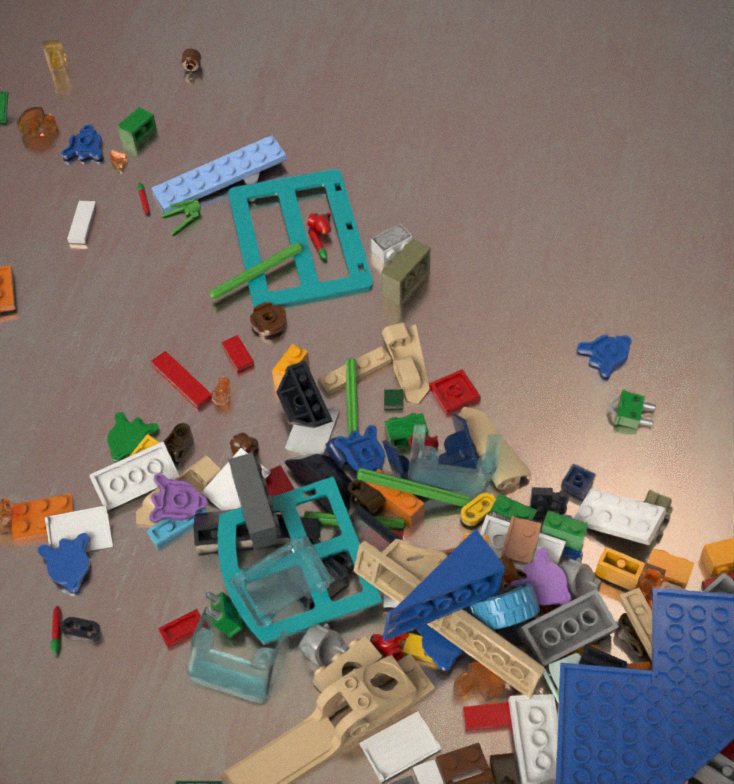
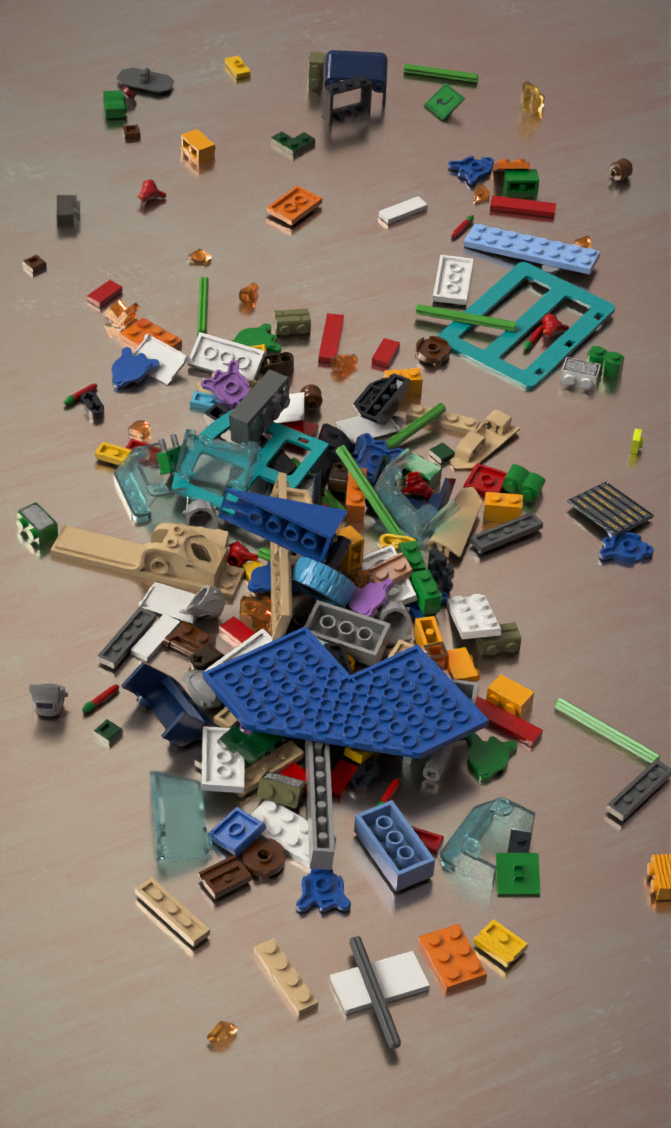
camera: 45 degrees right, 10 degrees down
(34, 119) = (459, 127): clear orange brick -> none
(44, 446) = (202, 305): none -> bright green axle
(67, 400) = (248, 293): none -> clear orange cone
(116, 118) = (503, 164): none -> orange plate
(136, 394) = (292, 322): none -> olive brick
(150, 611) = (139, 428): none -> clear orange tile
(162, 145) = (523, 206): none -> red tile
(166, 658) = (111, 453): none -> yellow plate
(190, 207) = (482, 251): bright green plant -> none
(201, 247) = (453, 280): none -> white plate
(244, 139) = (584, 242): none -> clear orange tile
(401, 214) = (611, 362): none -> green brick
(405, 271) = (558, 392): olive brick -> none
(435, 723) = (206, 603): none -> light grey helmet
(484, 368) = (523, 483): none -> green brick
(500, 262) = (637, 441): none -> neon yellow plate
(502, 402) = (502, 507): none -> light orange brick
(529, 421) = (506, 532): none -> dark grey plate
(559, 331) = (610, 508): none -> piece
(578, 481) = (483, 583): dark blue piece -> none
(630, 410) = (582, 582): green piece -> none

